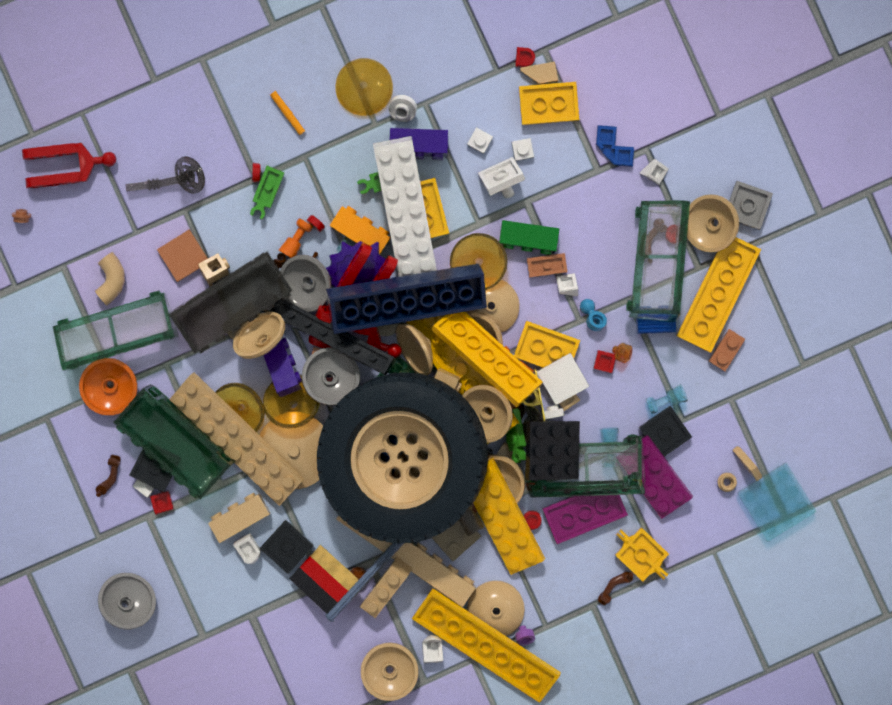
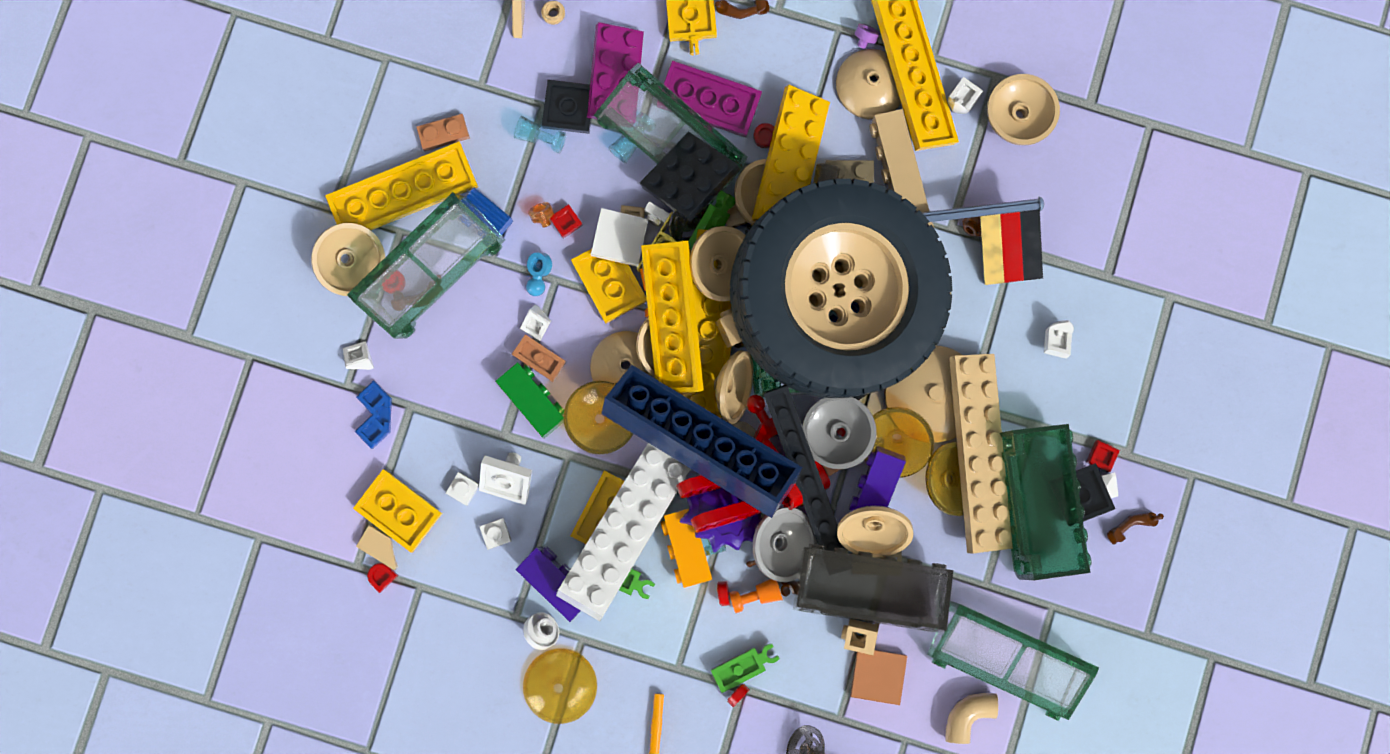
camera: 140 degrees left, 5 degrees down
(99, 395) = (1077, 609): orange dish -> none
(135, 593) = (1201, 388): light grey dish -> none
(239, 517) = (1041, 377): tan brick -> none
(286, 546) = (1019, 310): black plate -> none
(386, 587) = (959, 188): tan brick -> none
(750, 204) = (294, 246): light grey plate -> none

